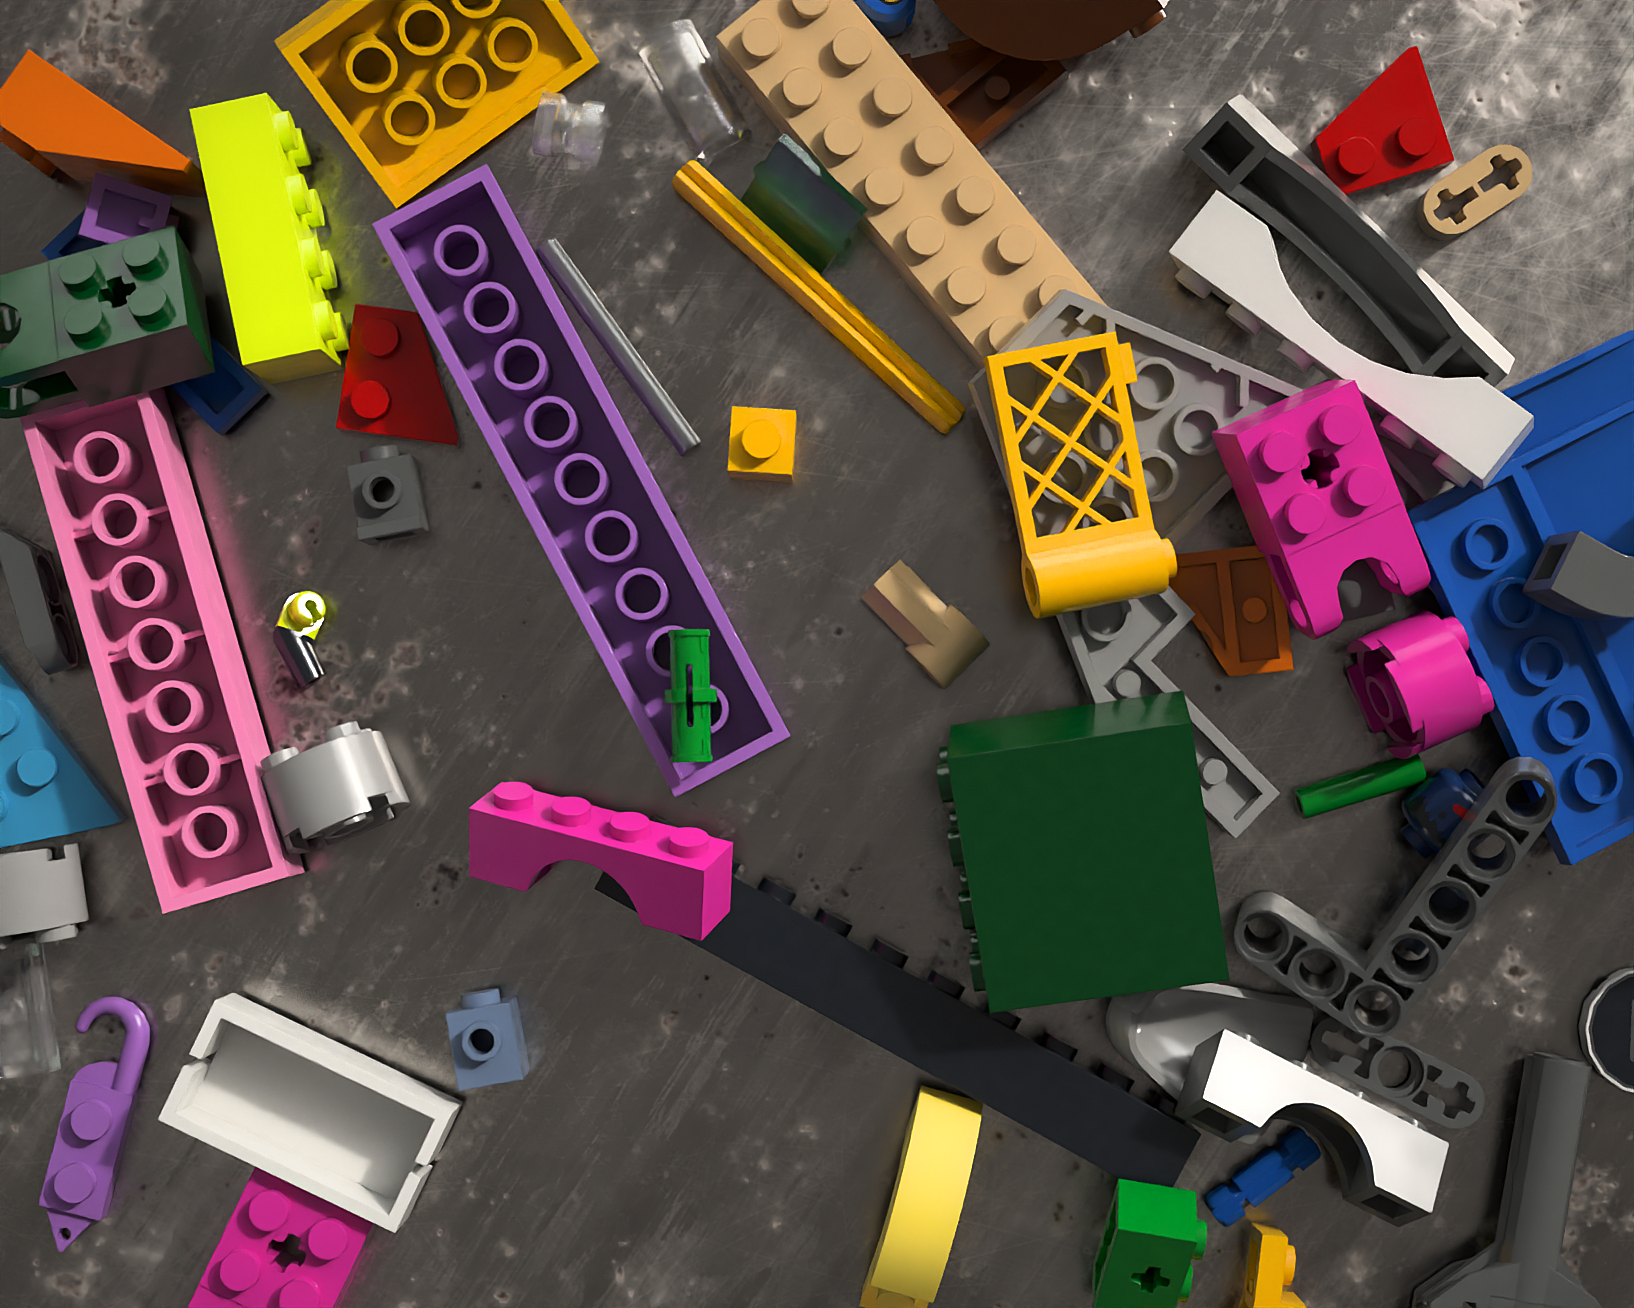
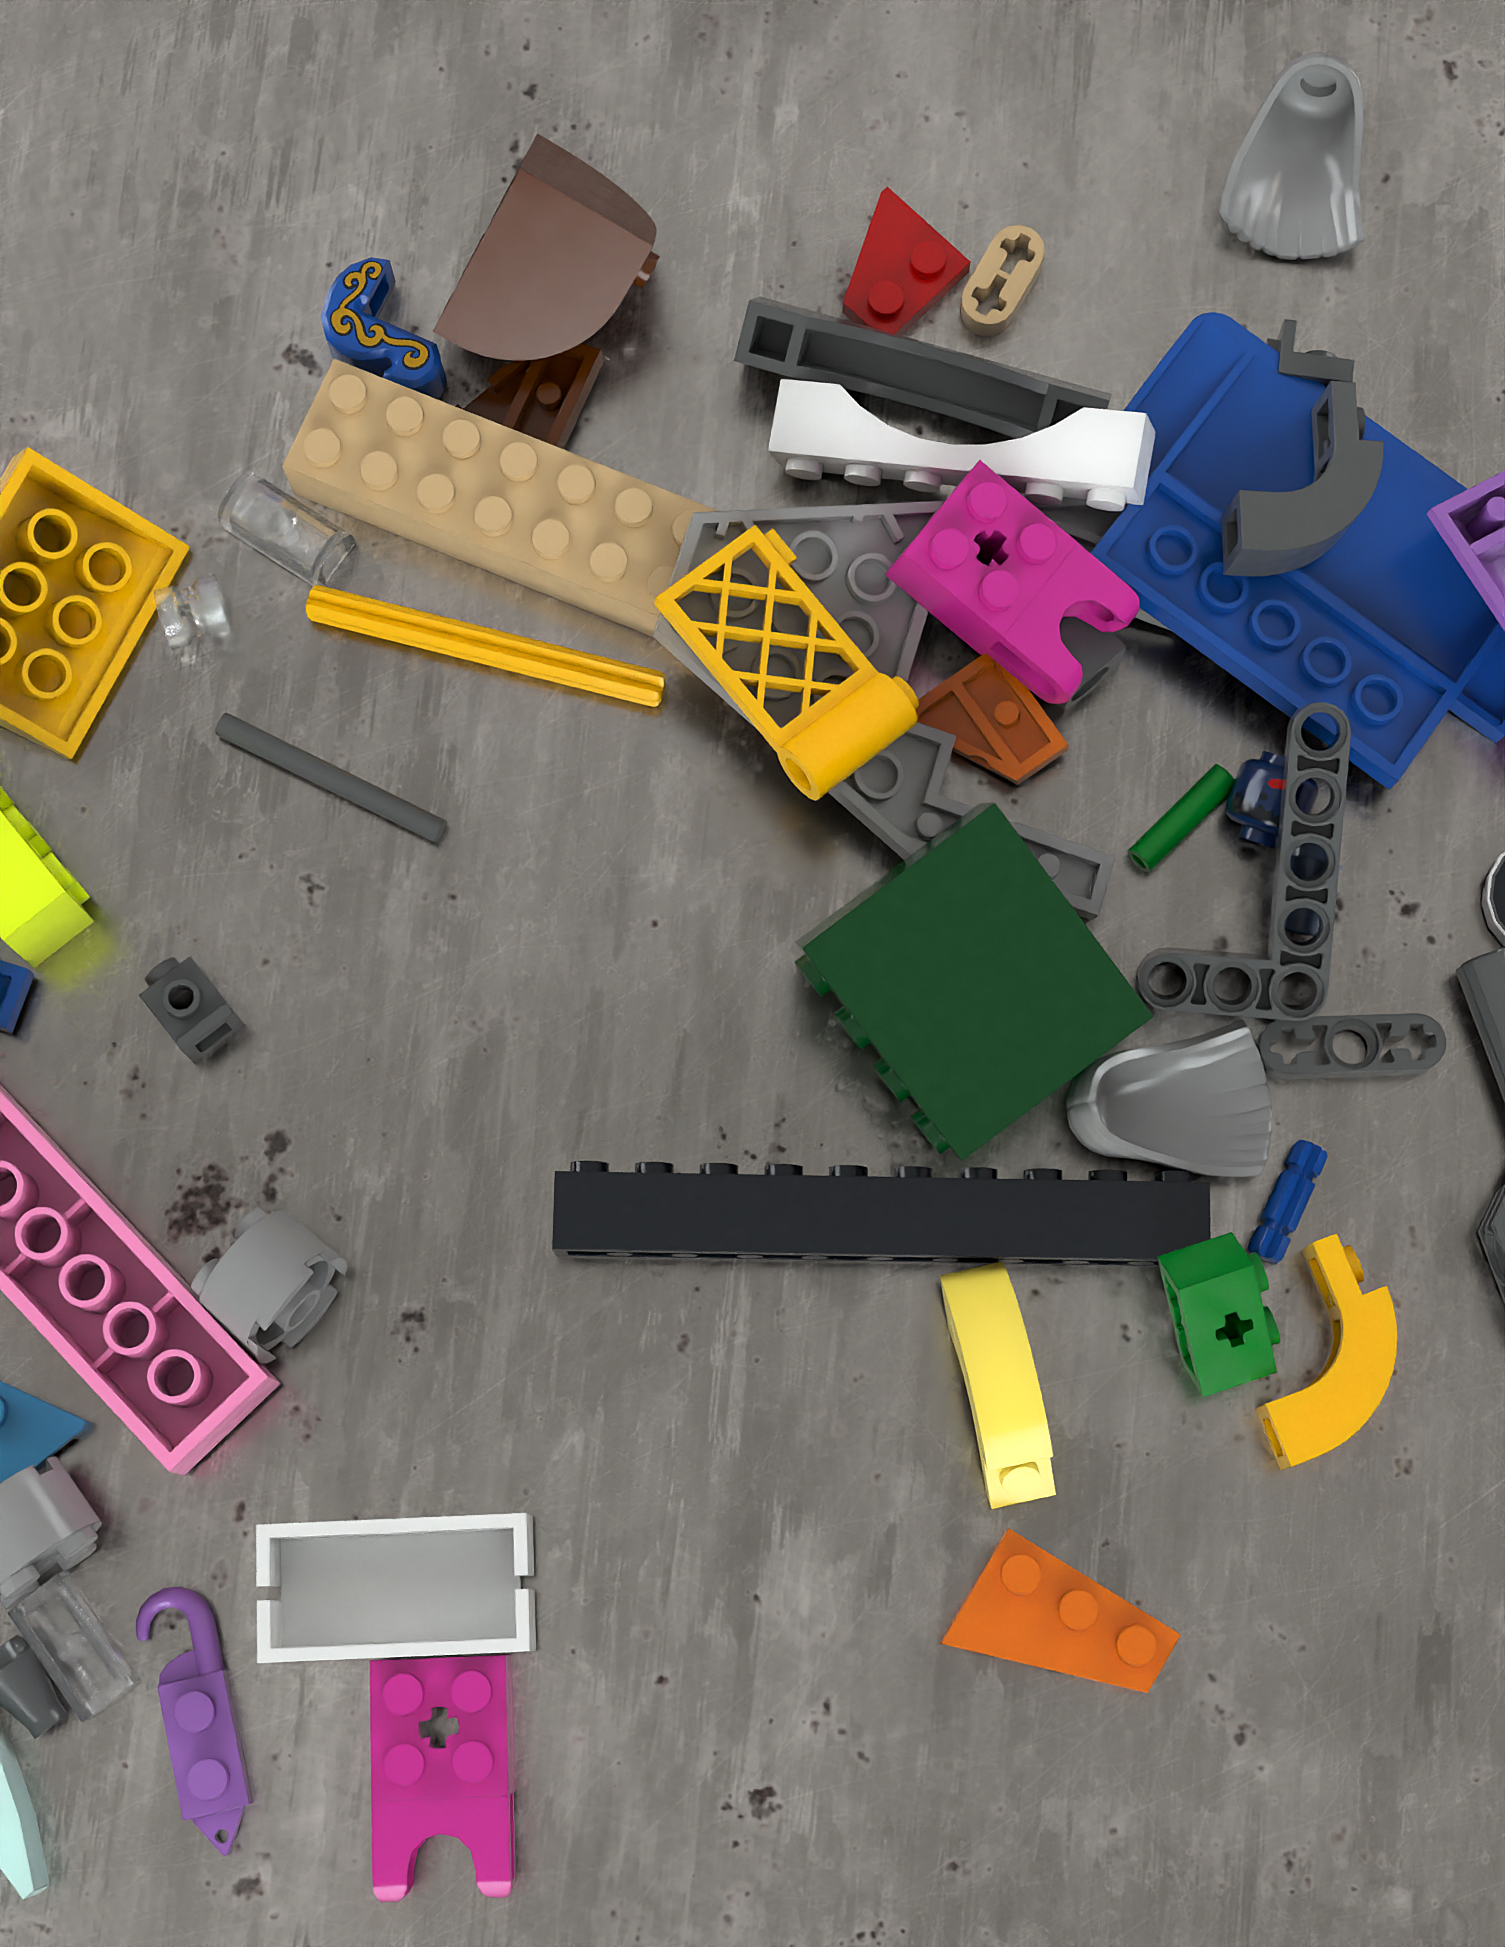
camera: 25 degrees left, 10 degrees down
(296, 634) = (166, 1172): arm -> none
(393, 380) = (145, 907): red wing -> none
(487, 1040) = (525, 1442): sand blue brick -> none
(574, 466) = (361, 902): medium lavender brick -> none
(669, 872) = (615, 1190): dark pink arch -> none
(687, 649) = (529, 985): green pin -> none
(762, 444) = (502, 791): yellow brick -> none
(803, 204) = (431, 569): clear green piece -> none
(935, 634) = (743, 878): tan piece -> none
(1381, 1158) = (1380, 1123): arch -> none
(1418, 682) = (1180, 698): dark pink brick -> none

